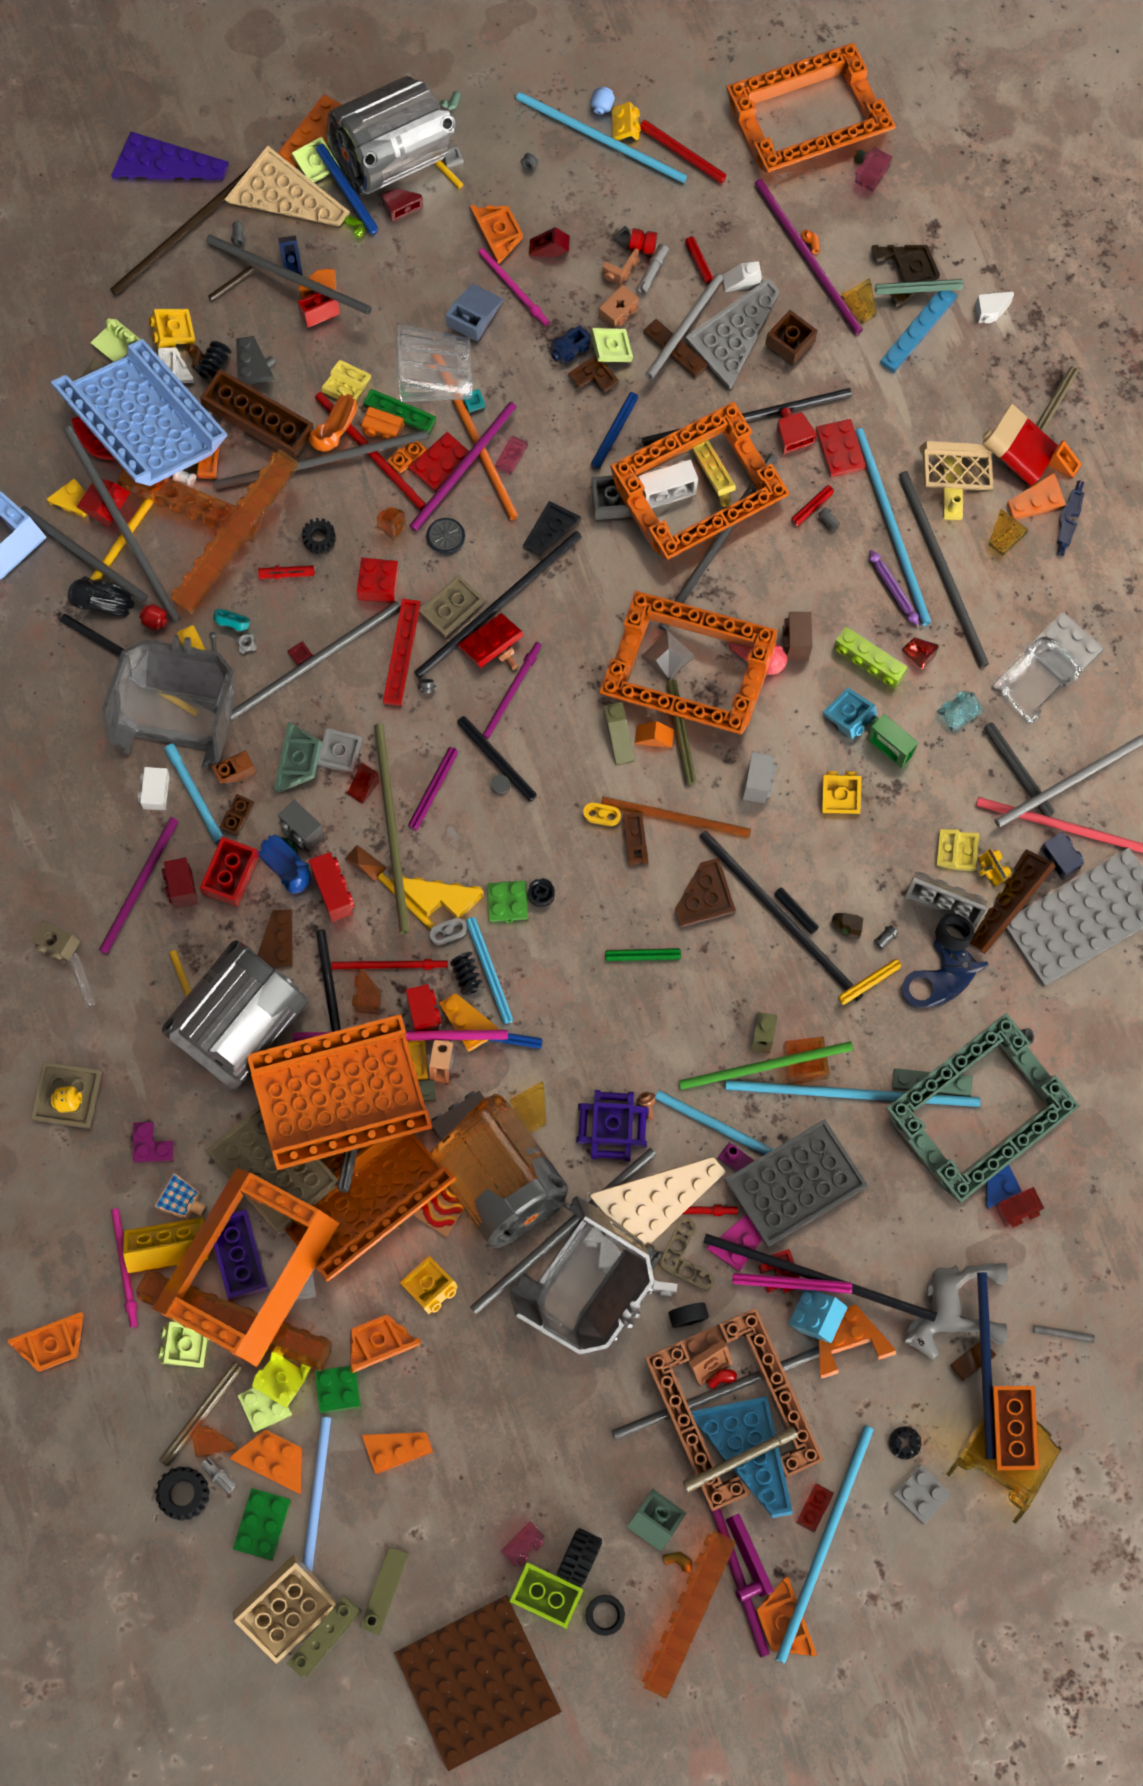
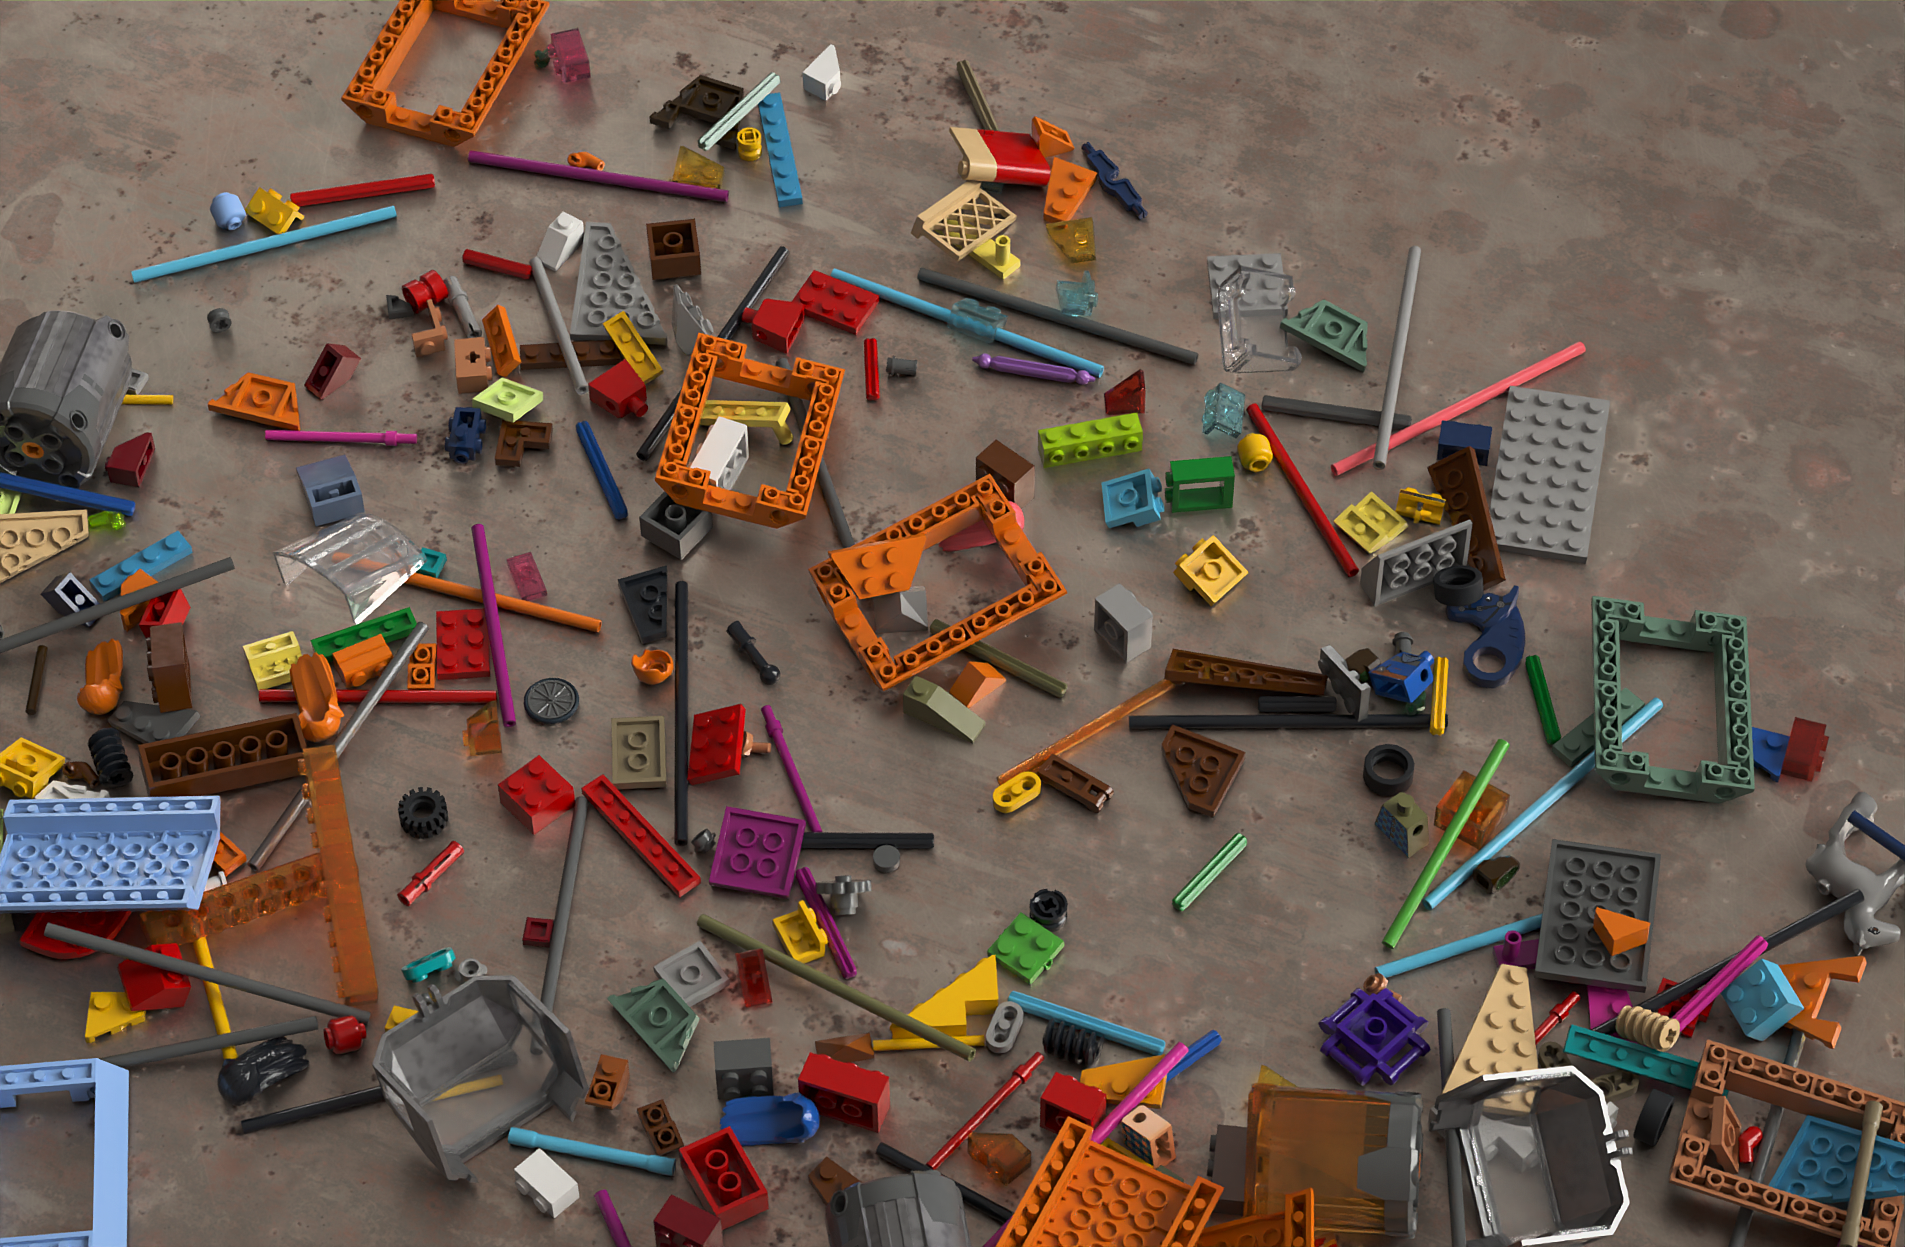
camera: 45 degrees left, 20 degrees down
(247, 321) = (102, 678): none -> orange hair
(284, 339) = (169, 667): none -> reddish brown brick
(345, 267) = (150, 560): none -> dark azure plate
(410, 783) = (801, 934): none -> yellow bracket
(440, 718) = (757, 852): none -> magenta plate
(455, 781) = (843, 893): none -> dark grey plant
(510, 565) = (652, 666): none -> orange hair
(564, 625) = (768, 673): none -> black pin
(649, 307) = (501, 341): none -> orange plate
(669, 624) = (881, 565): none -> orange wing
(673, 394) = (619, 391): none -> red torso
(705, 375) = (632, 347): none -> yellow plate
(716, 1273) = (1631, 1057): none -> teal plate
(738, 1269) = (1647, 1028): none -> tan piece
(743, 389) = (687, 321): none -> light grey slope
(778, 854) = (1217, 670): none -> reddish brown wing
(779, 1105) = (1495, 873): none -> dark brown rock
(788, 1206) = (1619, 931): none -> orange slope
(798, 980) = (1391, 753): none -> black tyre
(825, 924) = (1345, 683): none -> dark grey wing
(860, 971) = (1417, 706): none -> clear green arm
(864, 953) = (1403, 676): none -> blue torso
(898, 529) = (976, 320): none -> clear light blue bracket
(904, 311) = (749, 144): none -> yellow wheel
(922, 1038) = (1543, 699): none -> green axle
(946, 749) = (1254, 452): none -> yellow head
(946, 796) = (1303, 491): none -> red piece
(962, 566) = (1077, 297): none -> clear light blue bracket
(1073, 721) = (1332, 332): none -> sand green wing

